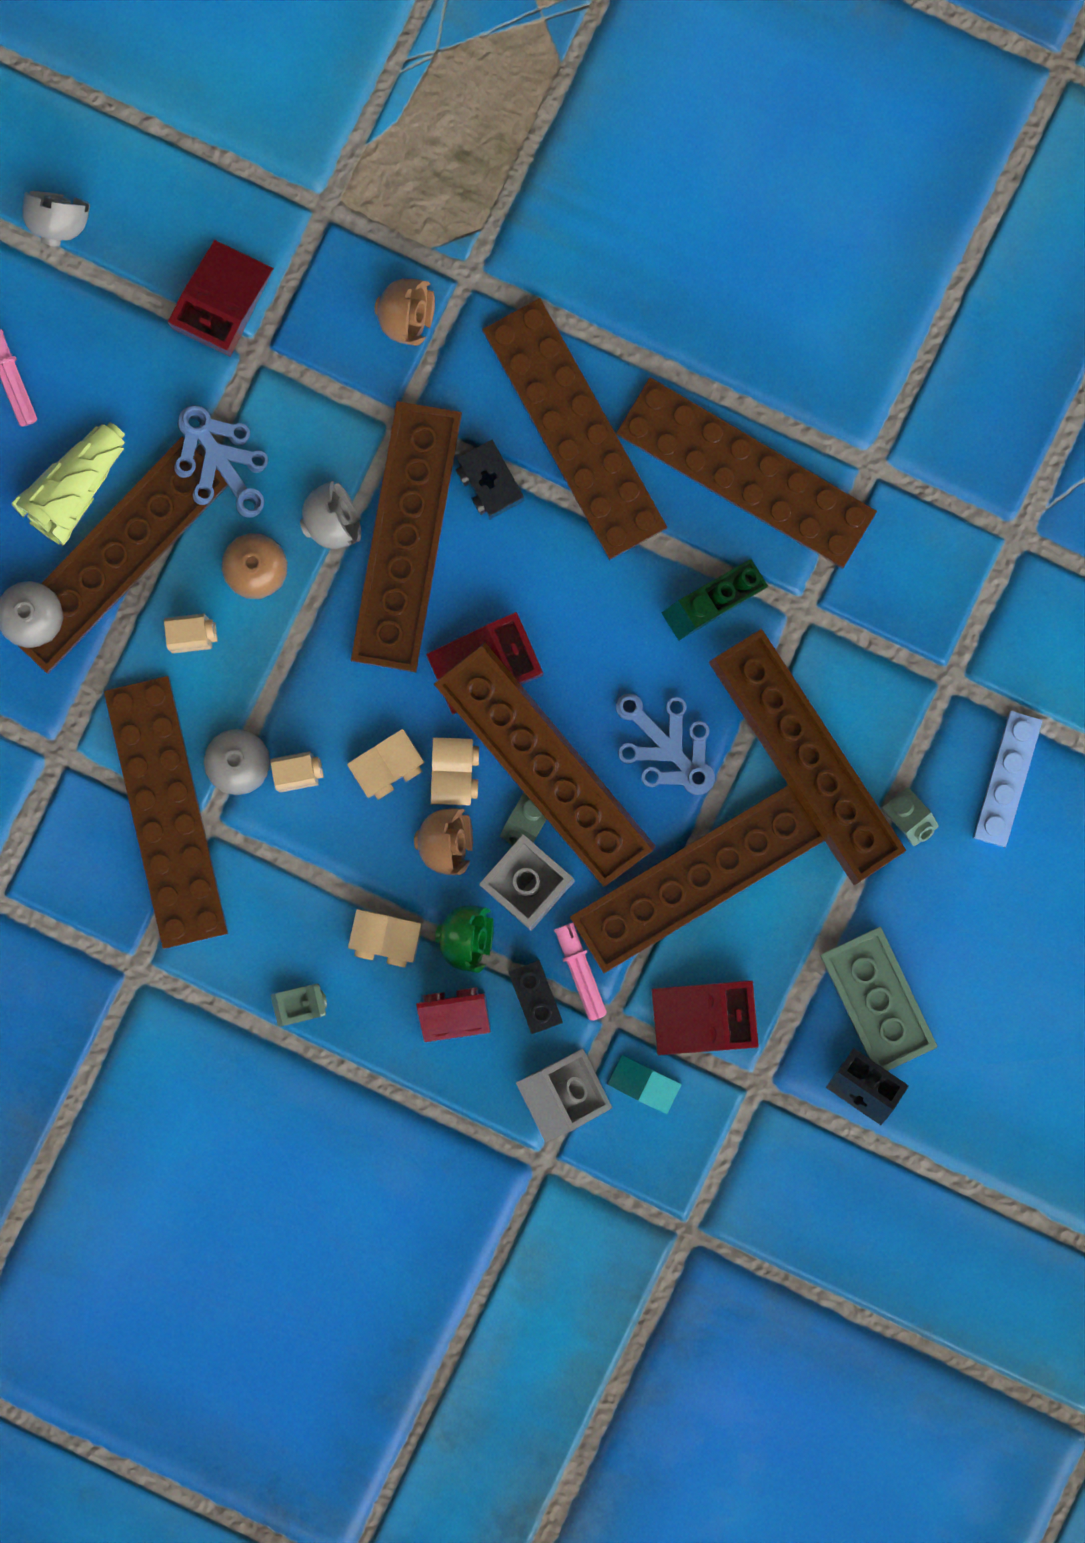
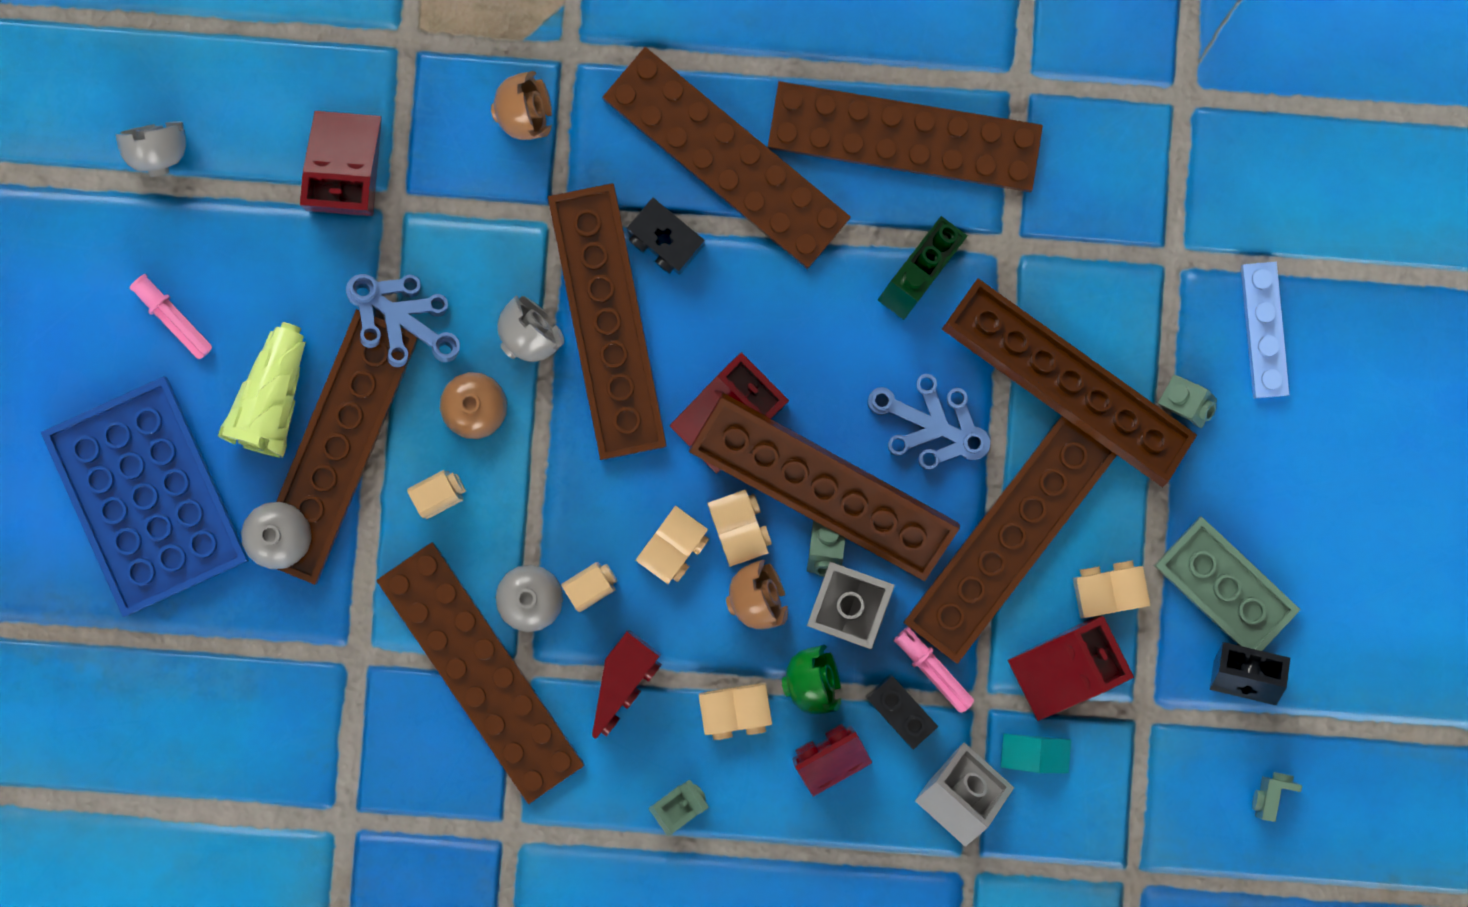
camera: 25 degrees left, 0 degrees up
(296, 861) = (623, 671): none -> dark red slope
(771, 961) = (1111, 590): none -> tan brick
(838, 1208) = (1267, 798): none -> sand green bracket

